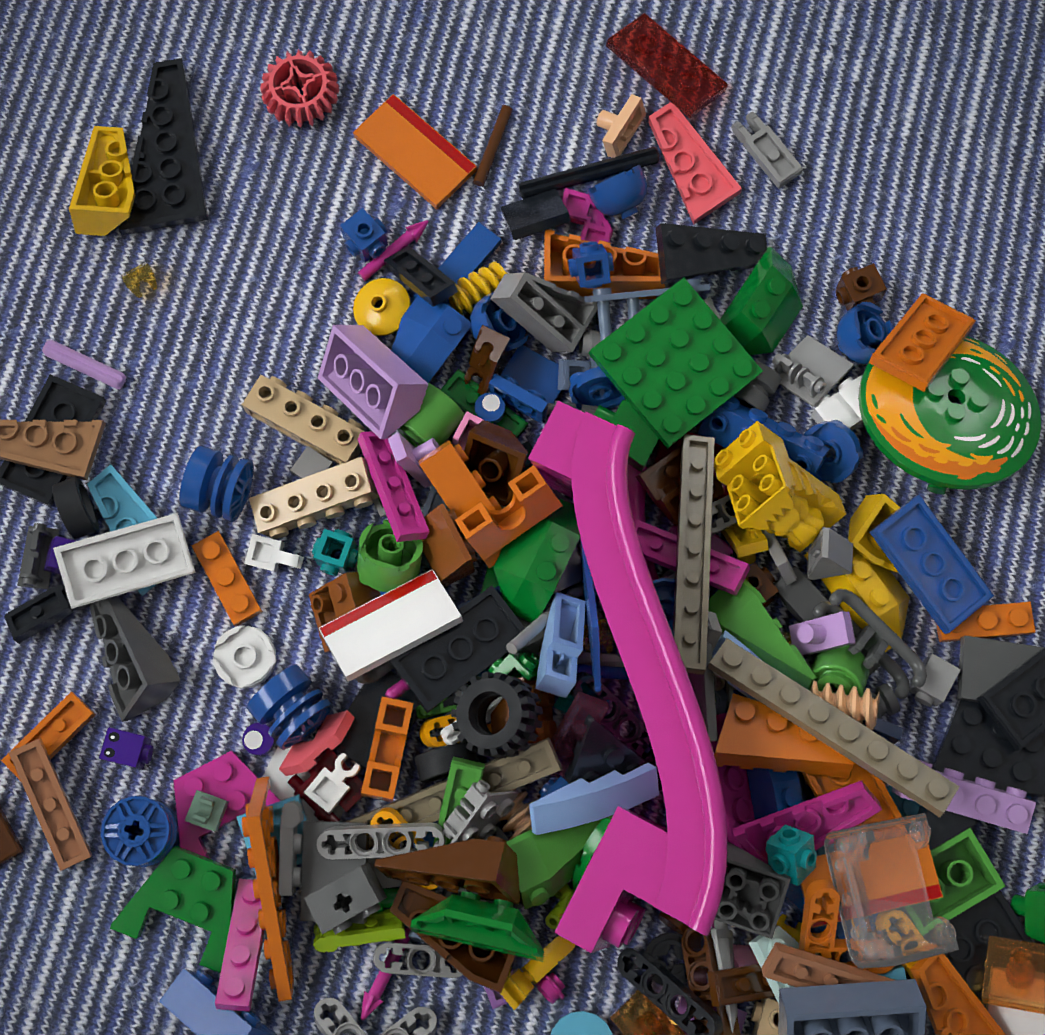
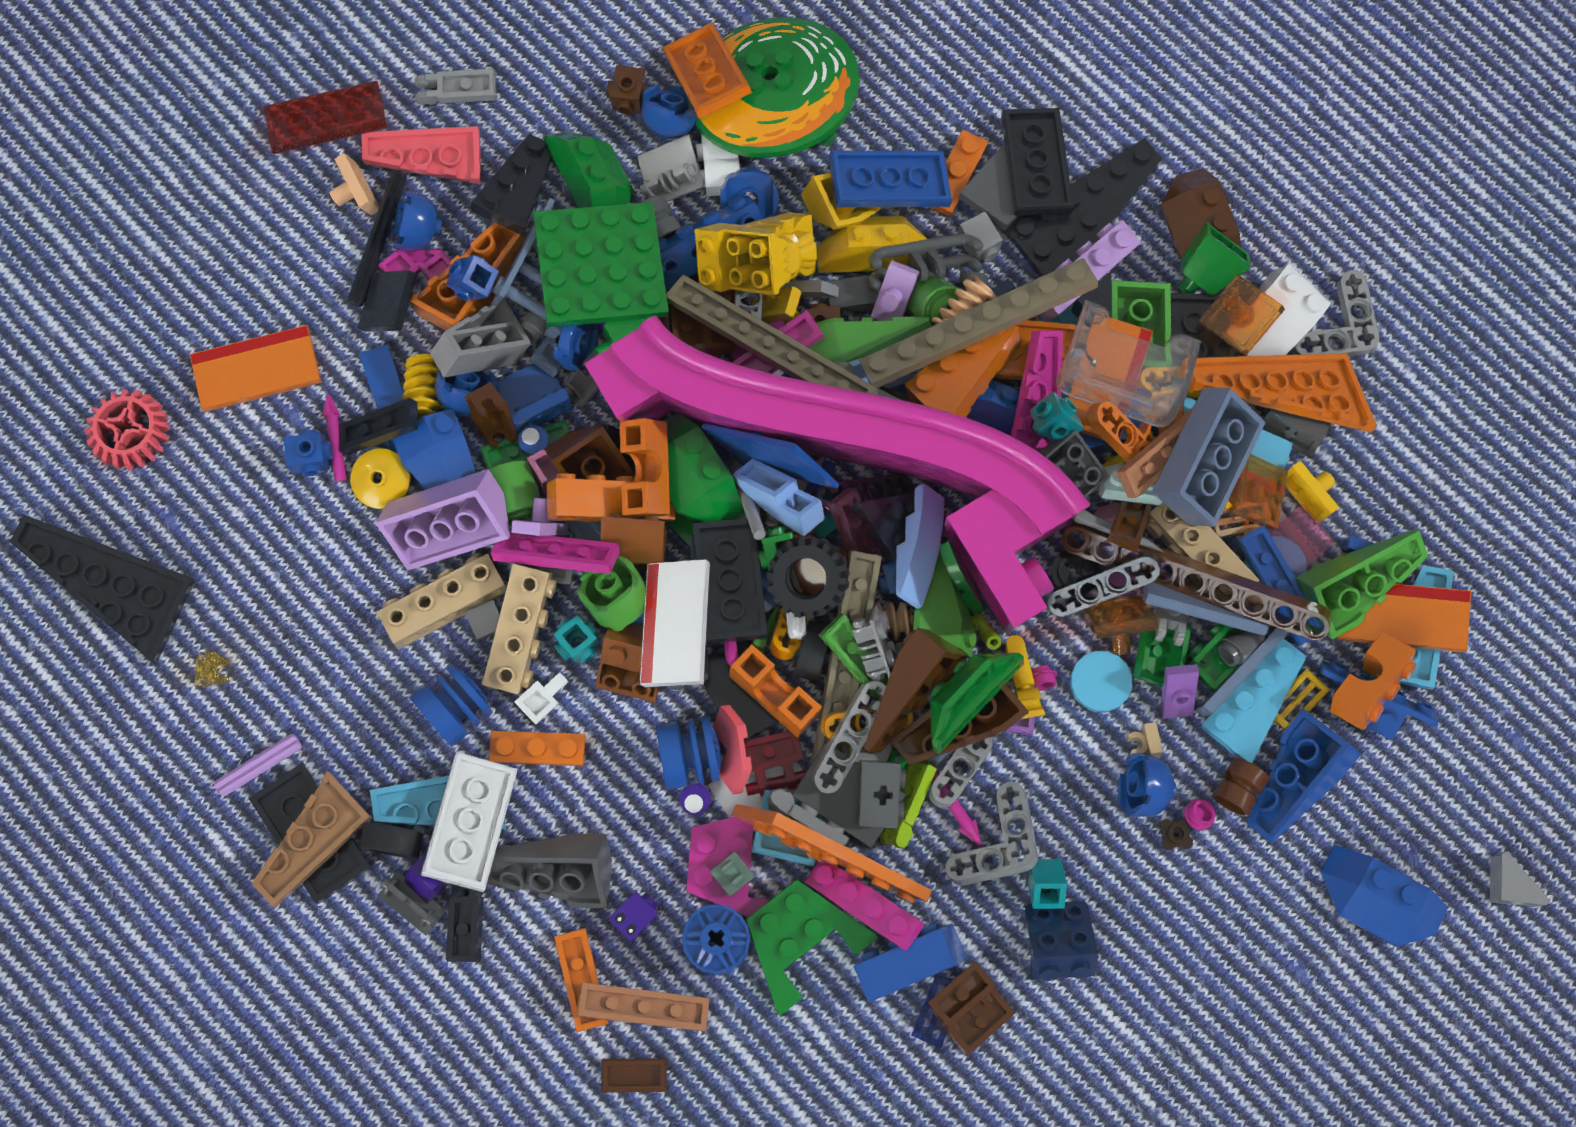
camera: 65 degrees left, 0 degrees up
(104, 185) = (104, 650): yellow wedge -> none
(244, 657) = (616, 772): white tile -> none
(329, 786) = (775, 758): white plate -> none
(492, 146) = (296, 301): reddish brown bar -> none
(673, 923) = (1047, 549): reddish brown tile -> none
(829, 555) = (836, 249): light grey slope -> none

